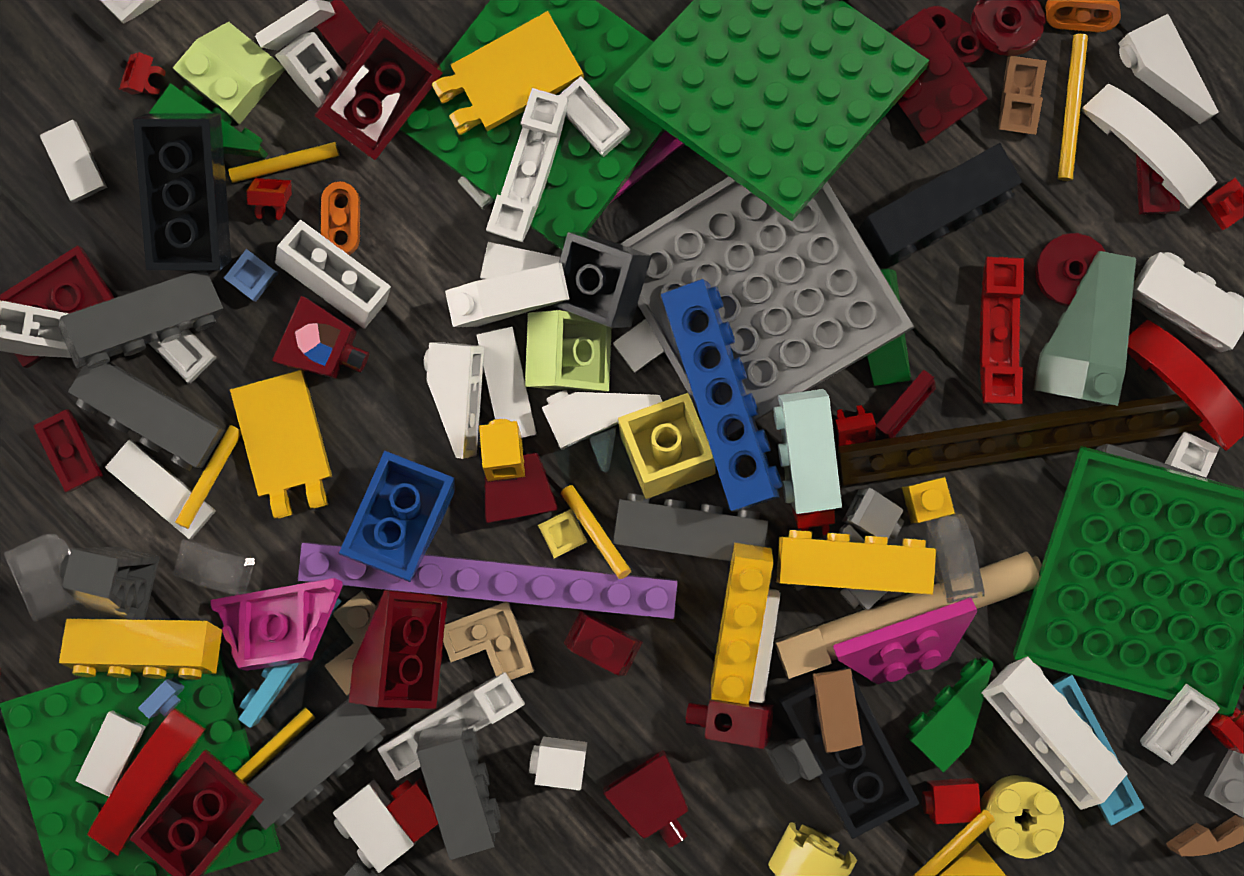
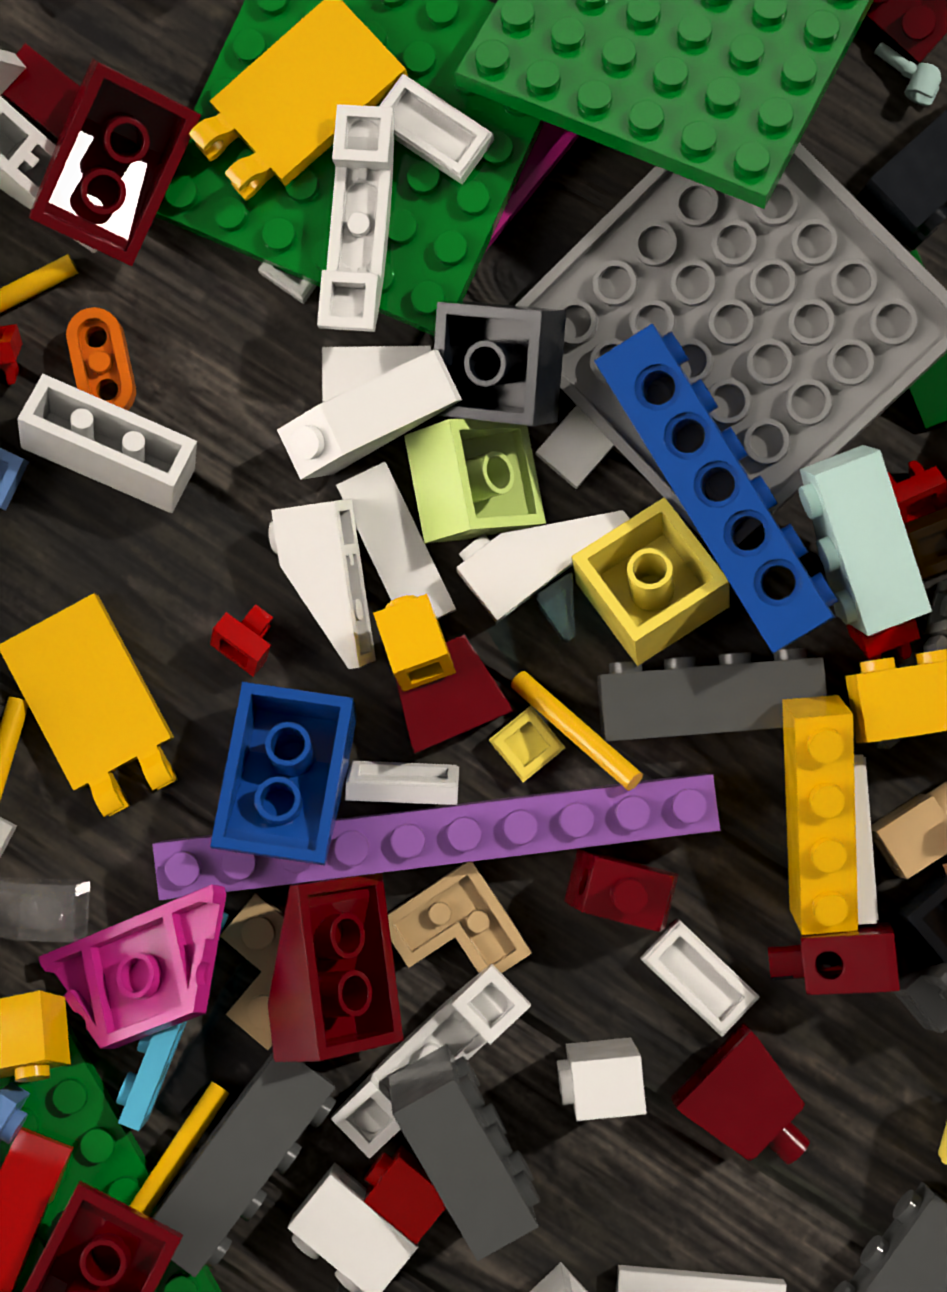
camera: 10 degrees left, 0 degrees up
(319, 343) = (110, 548): dark red torso -> none
(392, 423) = (244, 640): none -> red tile
(474, 540) = (402, 782): none -> white tile
(640, 713) = (699, 977): none -> white tile
(926, 153) = (924, 76): none -> light aqua hand

